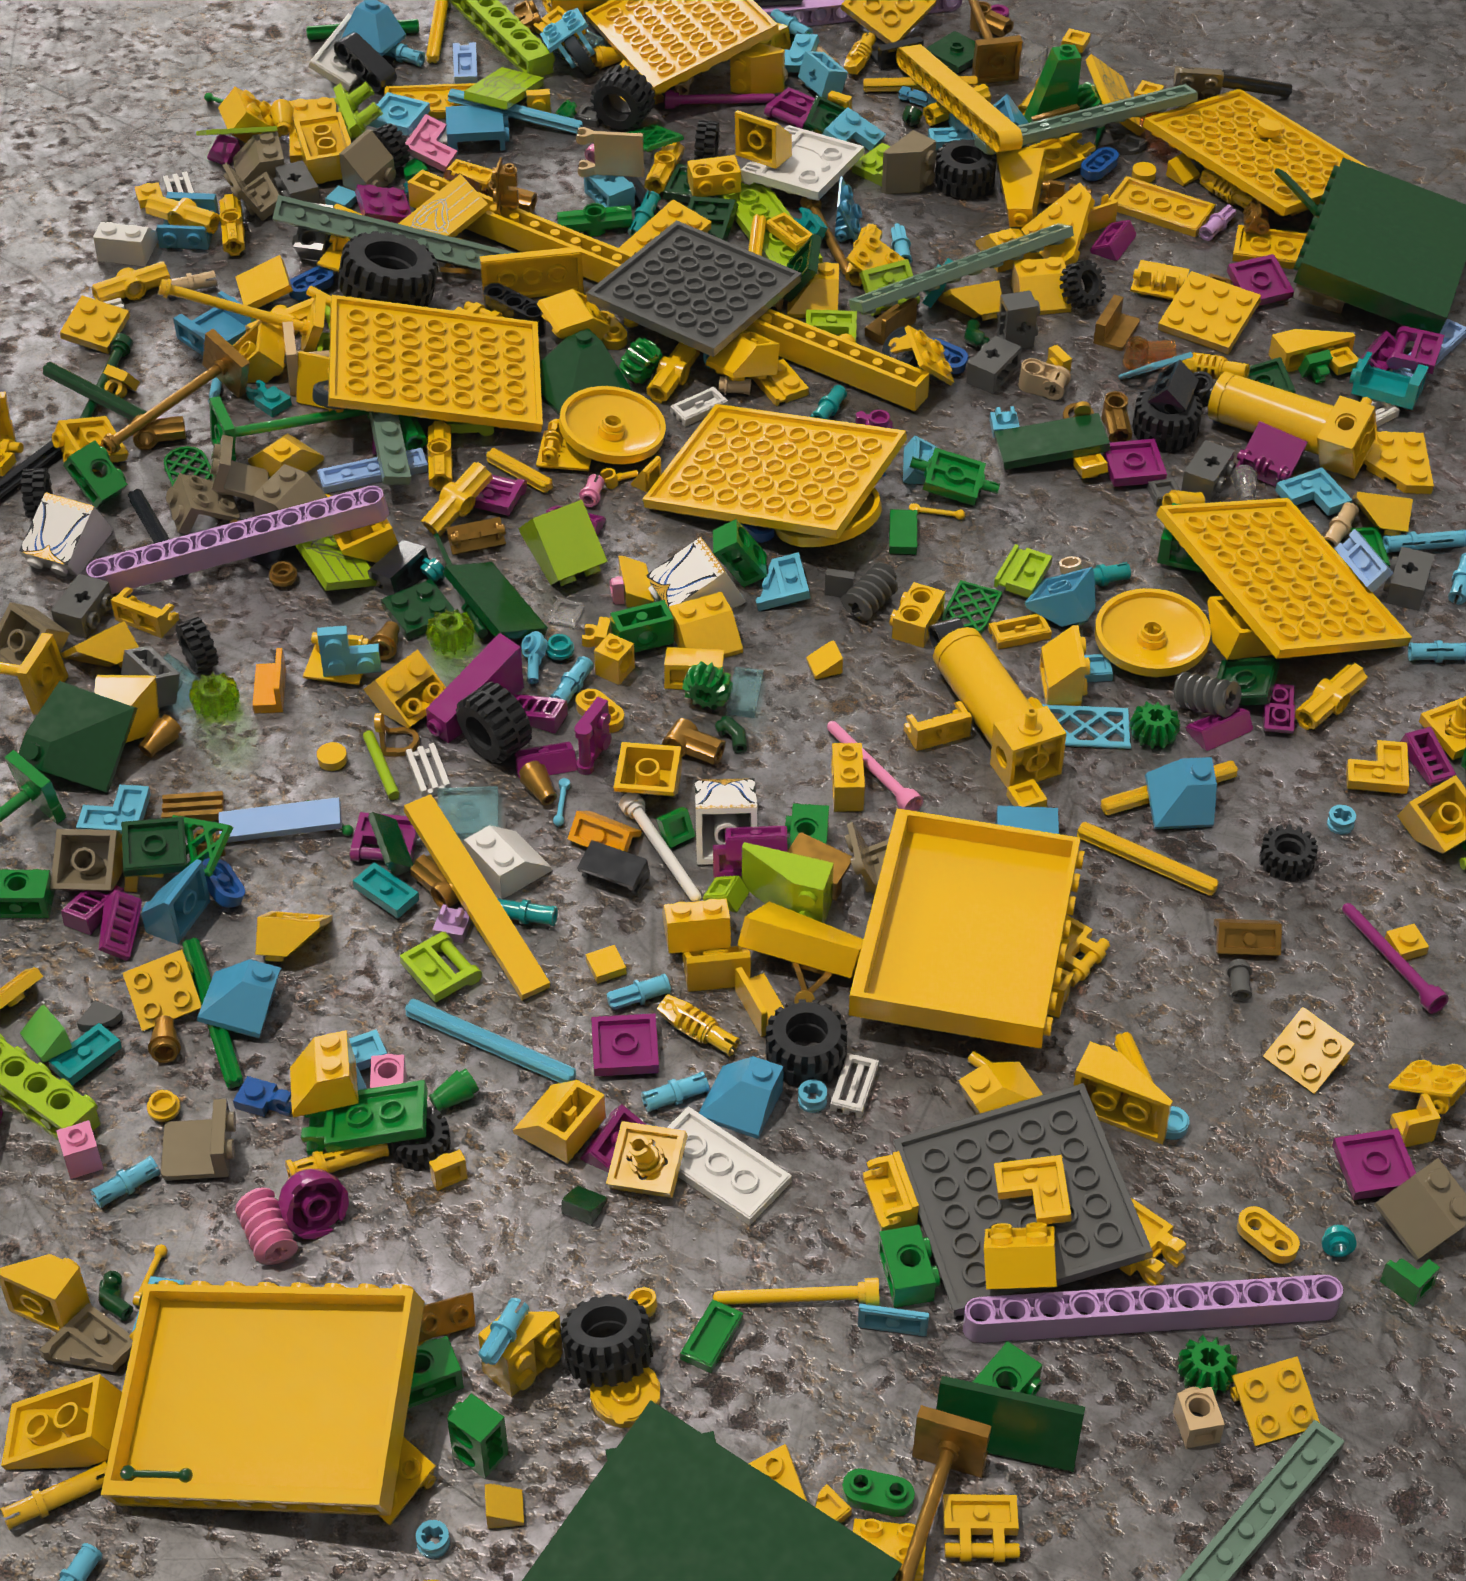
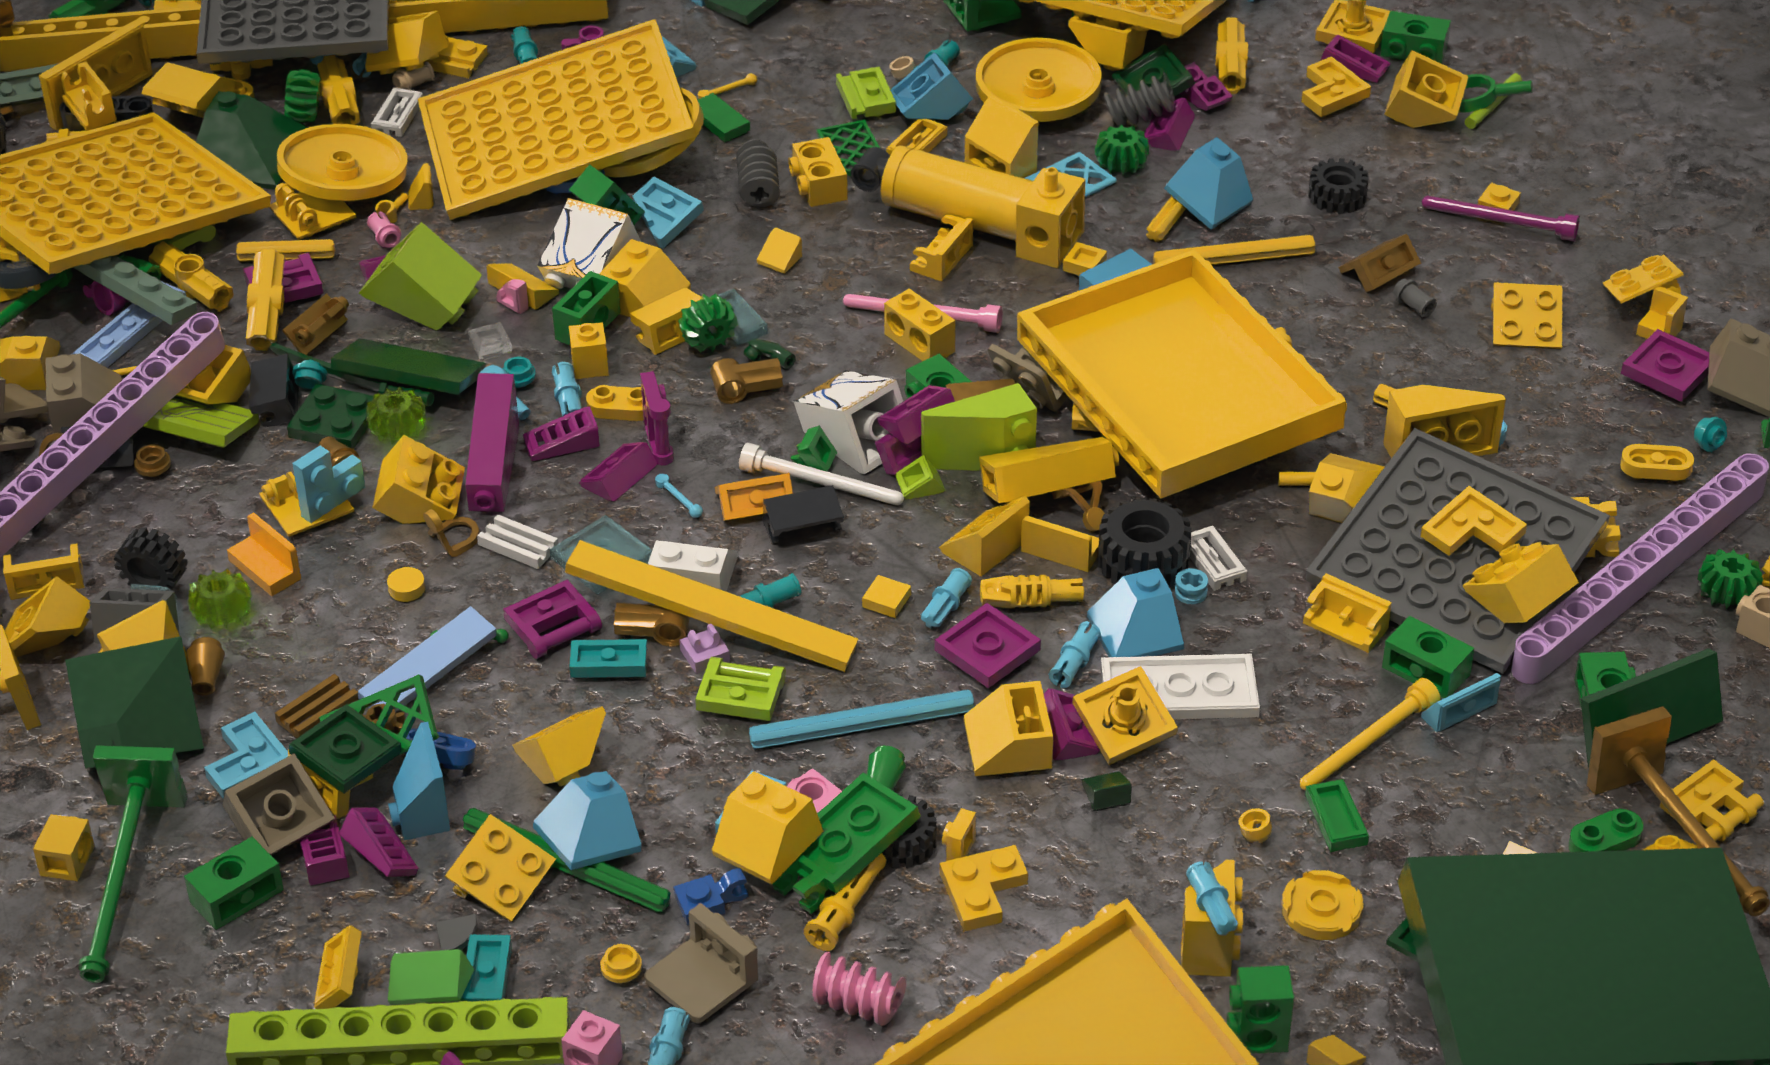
camera: 40 degrees left, 5 degrees down
(164, 1042) = (553, 910): pearl gold cone -> none
(312, 1202) = (875, 936): magenta cylinder -> none
(381, 765) = (464, 564): lime bar -> none
(391, 843) = (572, 615): dark green slope -> none
(429, 1205) = (974, 880): none -> yellow plate
(494, 722) = (552, 456): black tyre -> none
(501, 290) = (88, 98): none -> yellow hinge
(537, 781) = (641, 489): pearl gold cone -> none
(596, 634) = (549, 341): yellow tile -> none
(607, 1340) = (1278, 865): black tyre -> none
(648, 769) = (742, 415): yellow slope -> none
(697, 925) = (938, 512): yellow slope -> none
(838, 582) = (718, 183): dark grey tile -> none
(954, 476) = (715, 48): green plate -> none
(1345, 819) = (1345, 141): medium azure bush -> none

